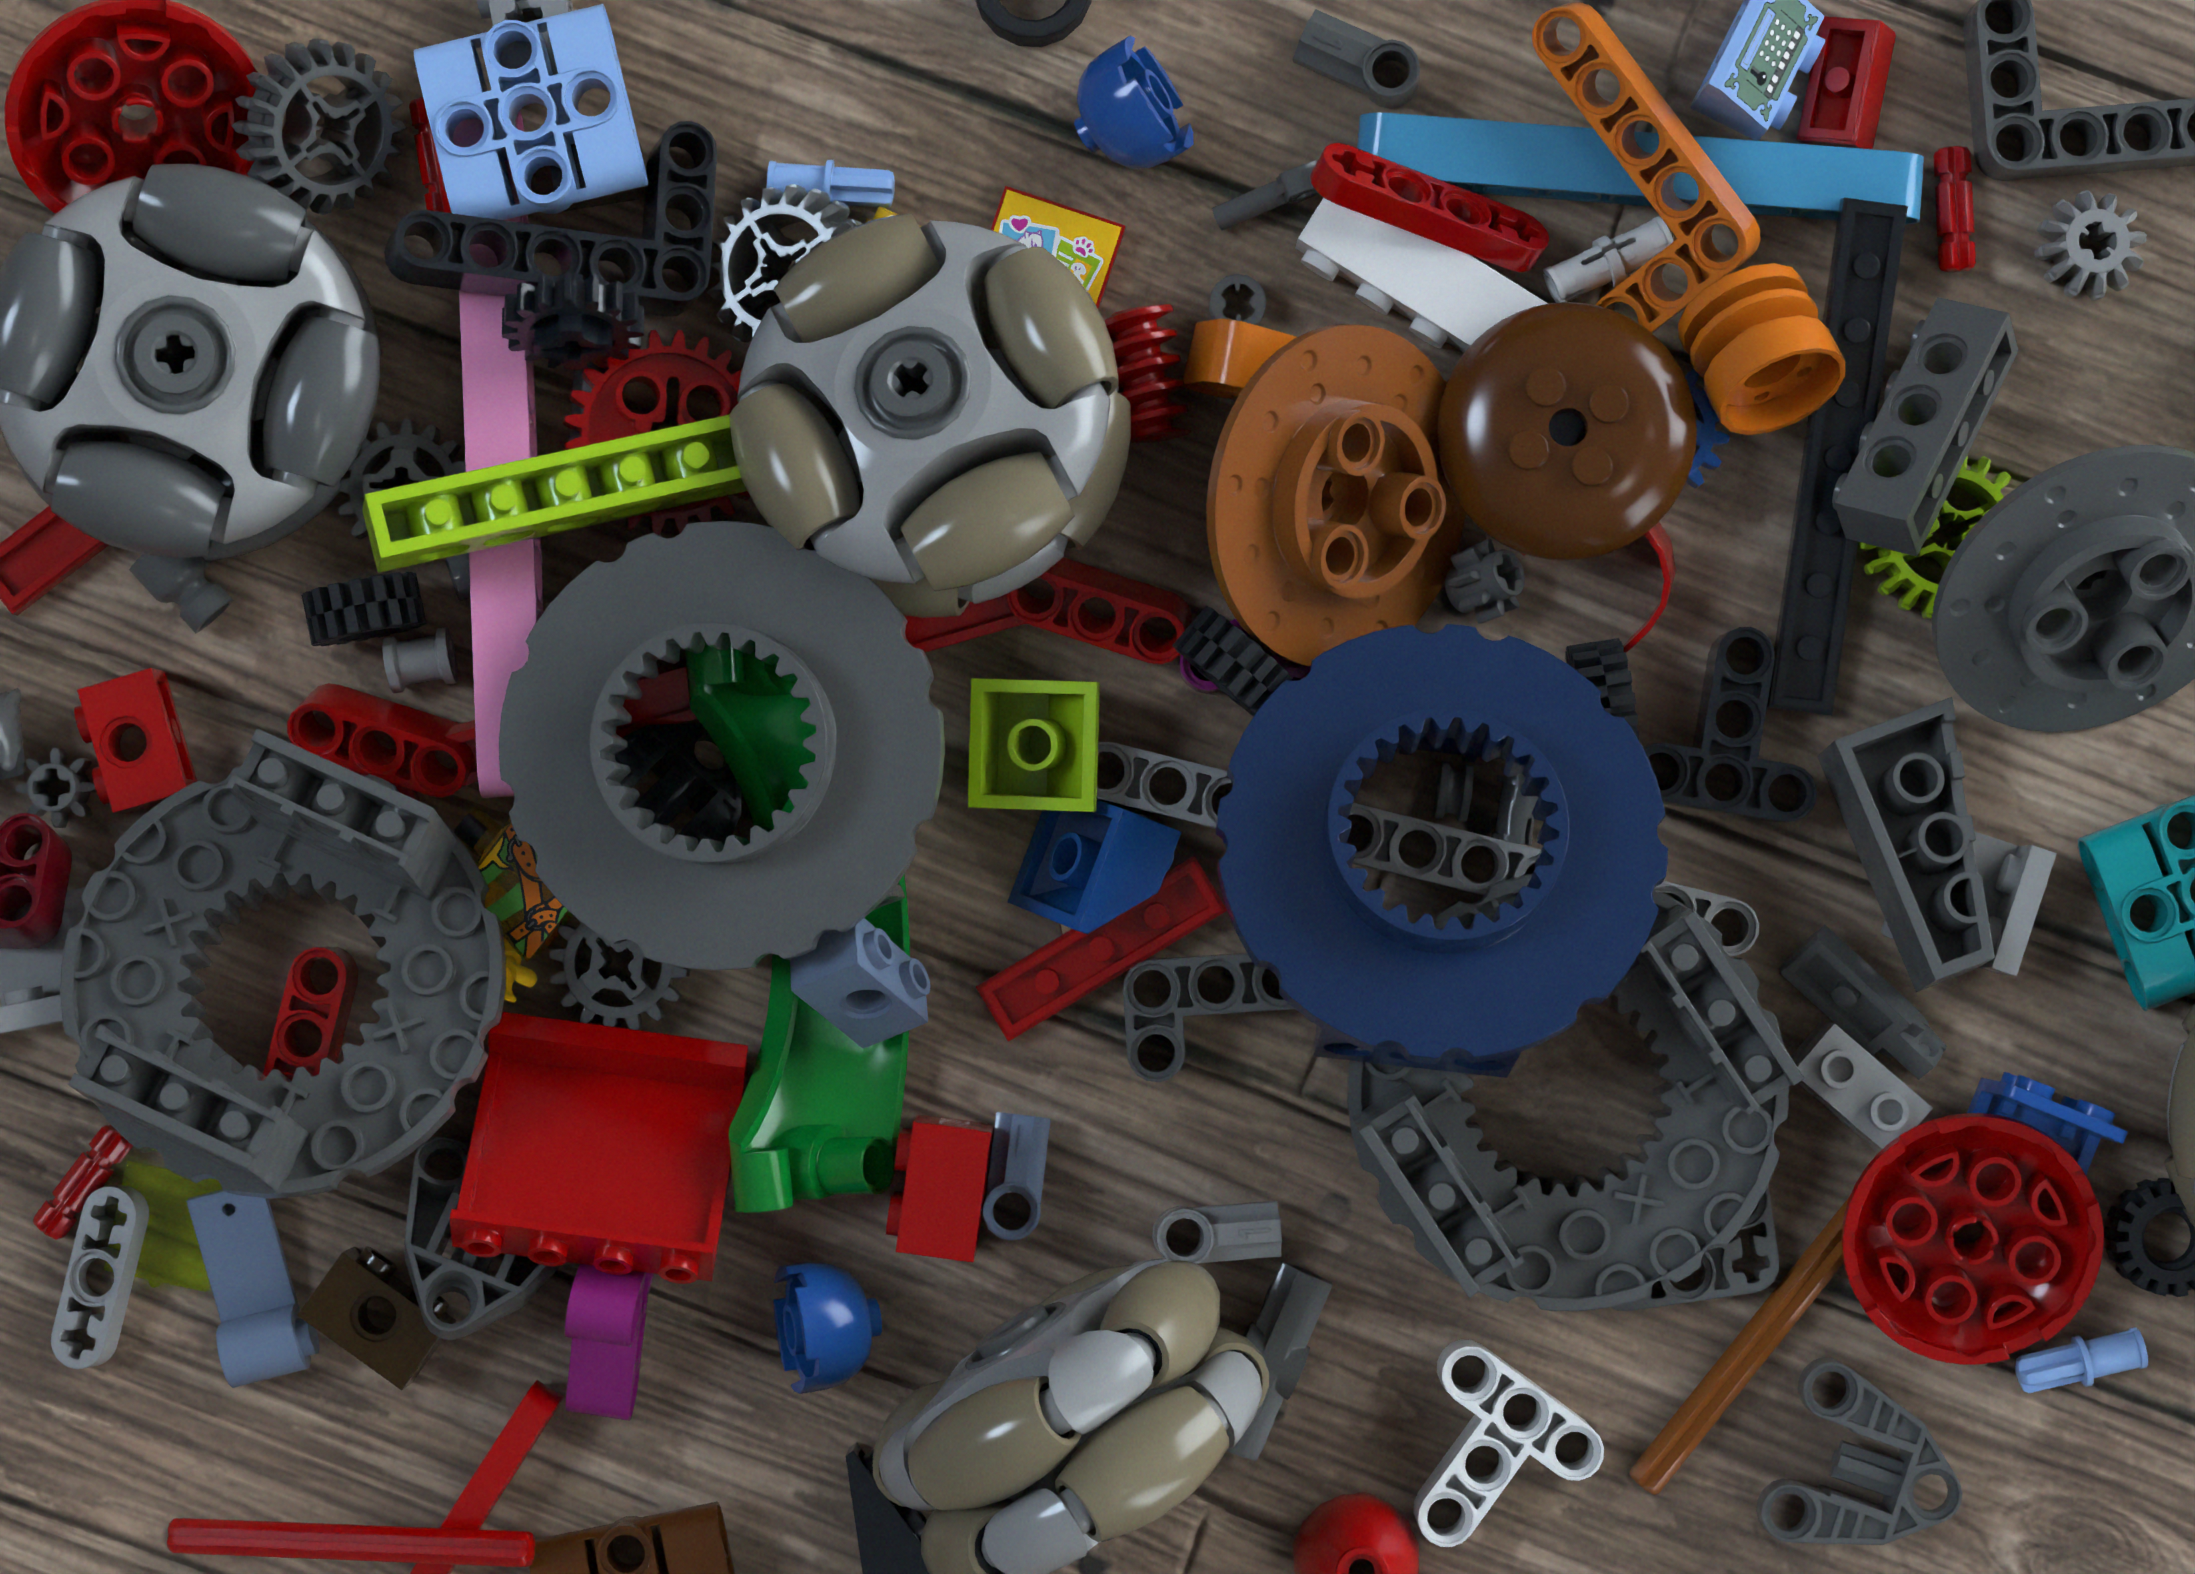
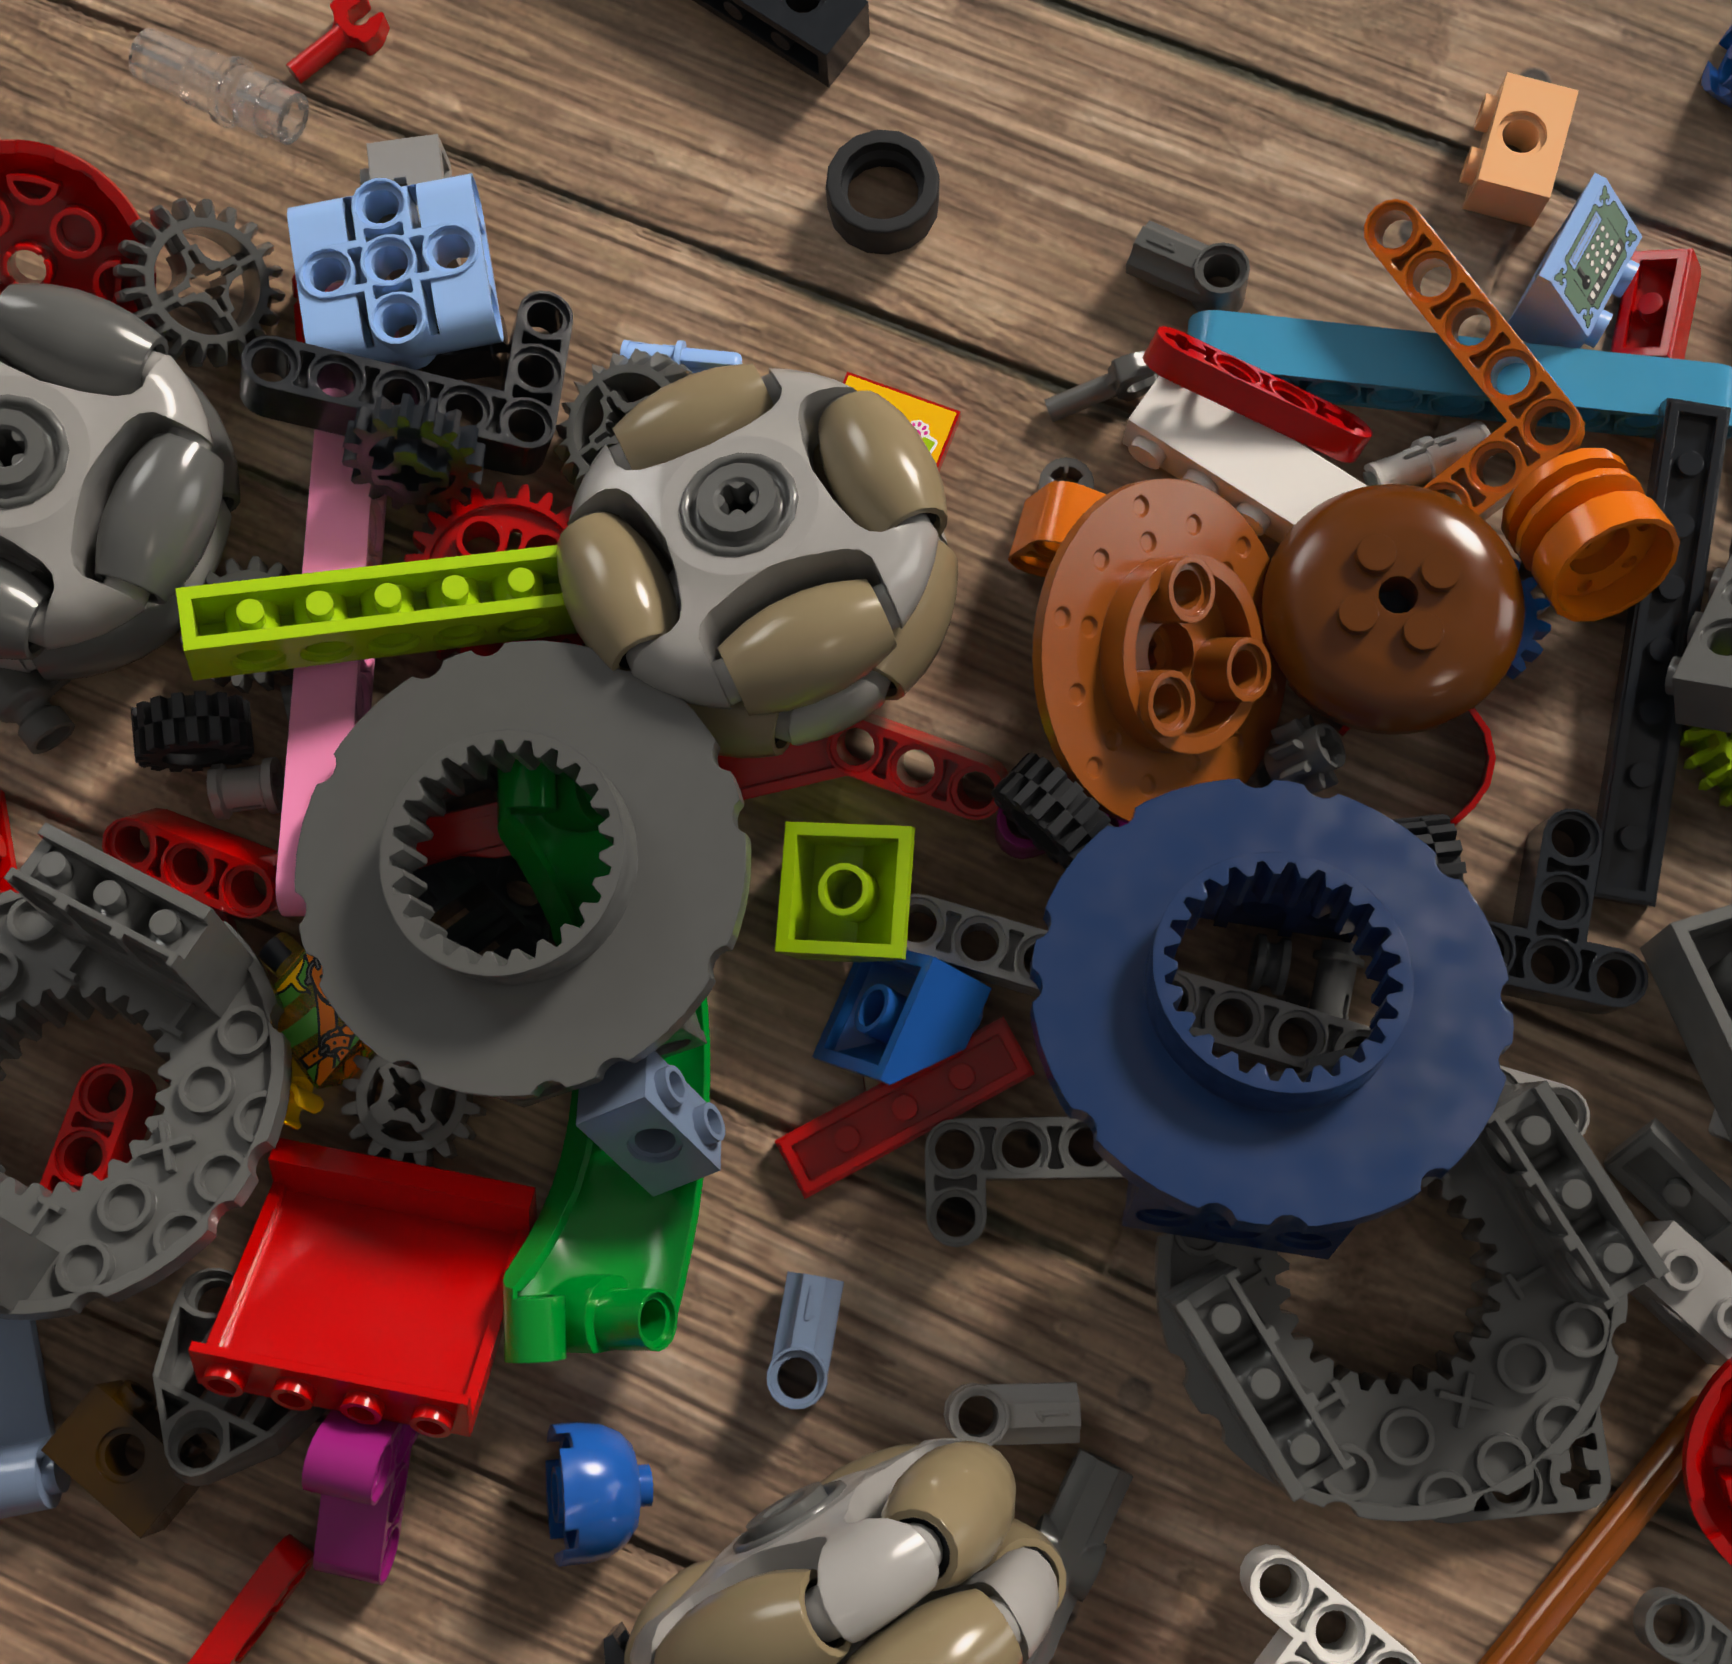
camera: 10 degrees right, 10 degrees down
(942, 1189) = (723, 1350): red brick -> none
(1129, 108) = (967, 301): blue cylinder -> none
(1141, 372) = (971, 539): red piece -> none

